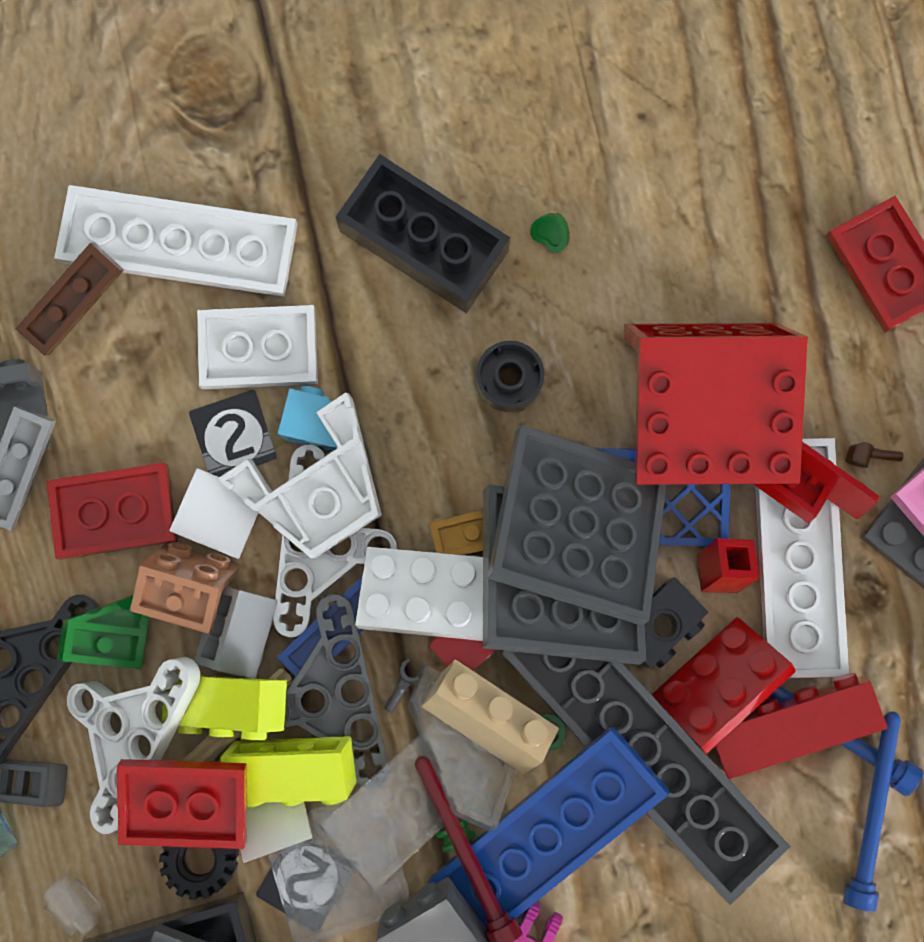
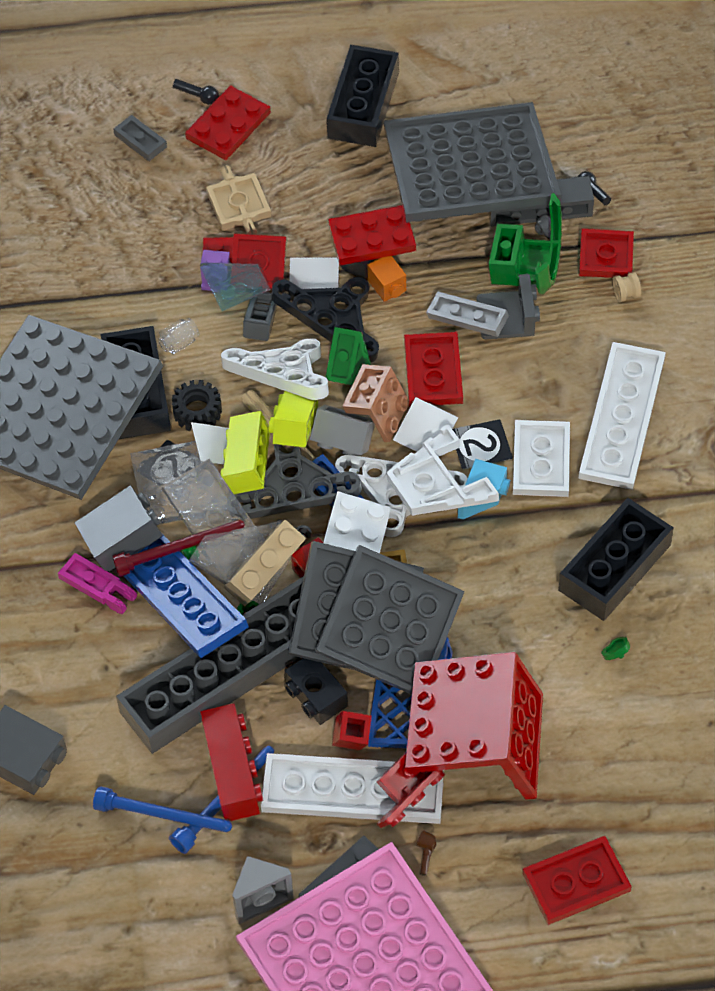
camera: 100 degrees right, 25 degrees down
(69, 299) = (582, 348): reddish brown plate -> none
(182, 803) = (234, 387): red plate -> none
(509, 355) = (503, 602): black piece -> none
(723, 684) = (267, 718): red plate -> none

